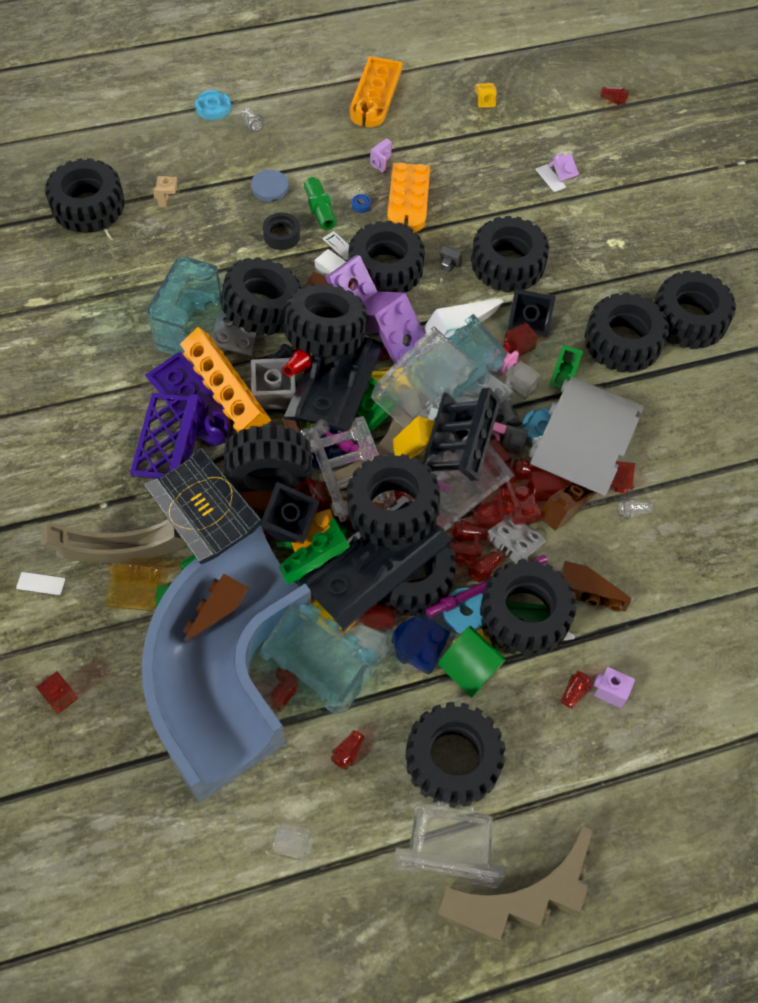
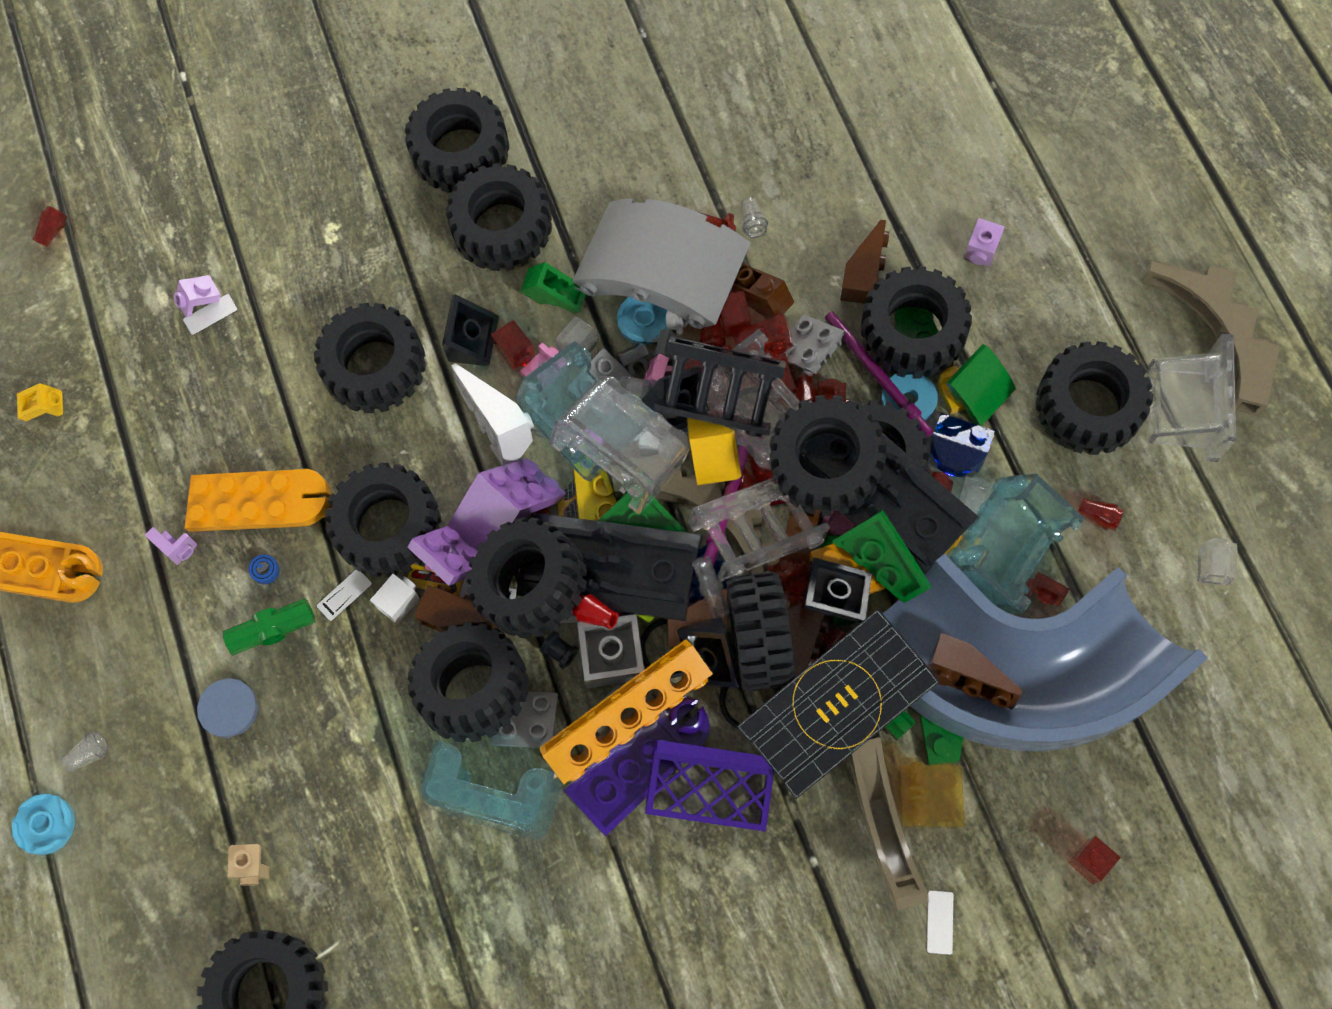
camera: 85 degrees left, 10 degrees up
(281, 220) = (306, 665): black tyre -> none
(449, 258) = (374, 438): dark grey tile -> none
(483, 568) = (856, 380): clear red cone -> none
(576, 689) = (991, 280): clear red cone -> none

